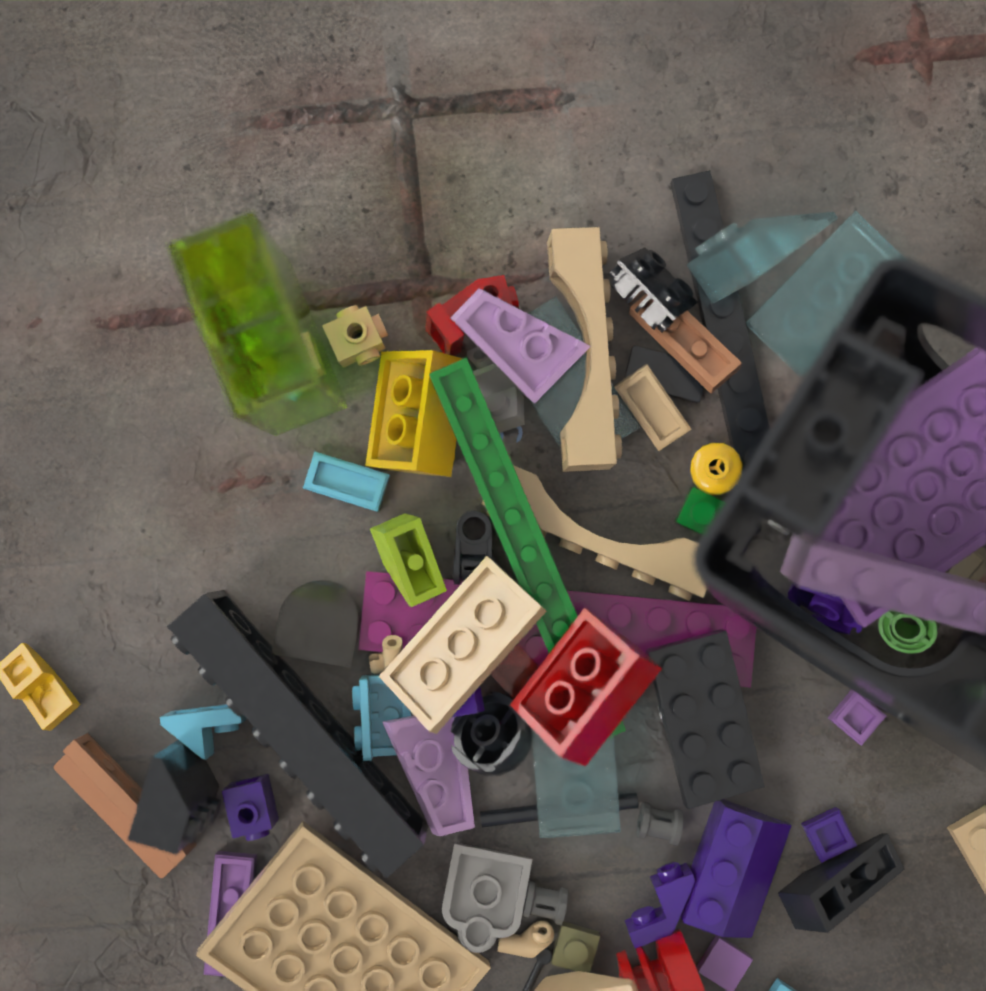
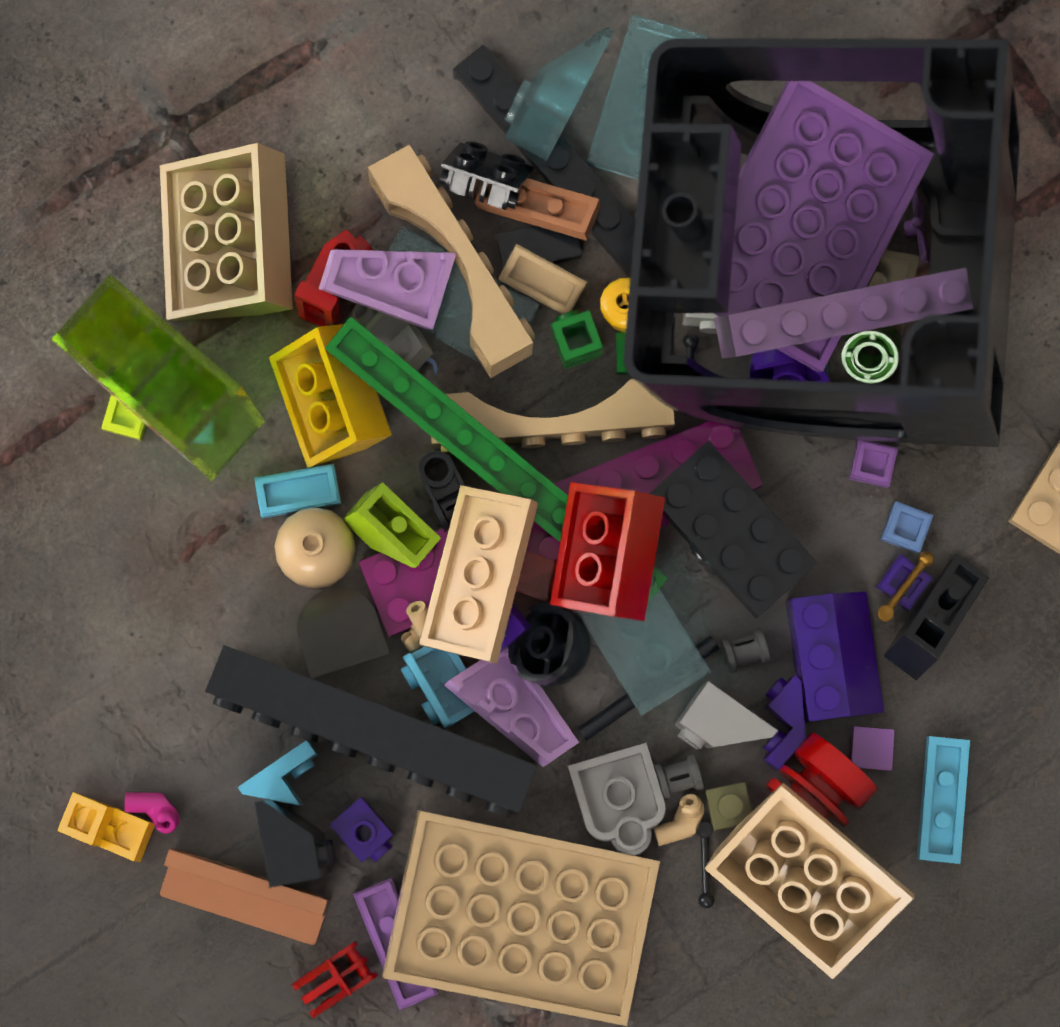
camera: 30 degrees left, 5 degrees down
(87, 691) = (157, 808): none -> dark pink arm
(157, 921) = (338, 977): none -> red arm
(335, 539) = (315, 548): none -> tan cylinder
(342, 334) = (234, 339): light nougat brick -> none
(399, 224) = (226, 234): none -> tan slope
(602, 881) = (719, 720): none -> light grey slope
(656, 475) = (576, 338): none -> green brick
(800, 856) = (886, 612): none -> pearl gold hinge
(856, 787) = (906, 527): none -> medium blue tile

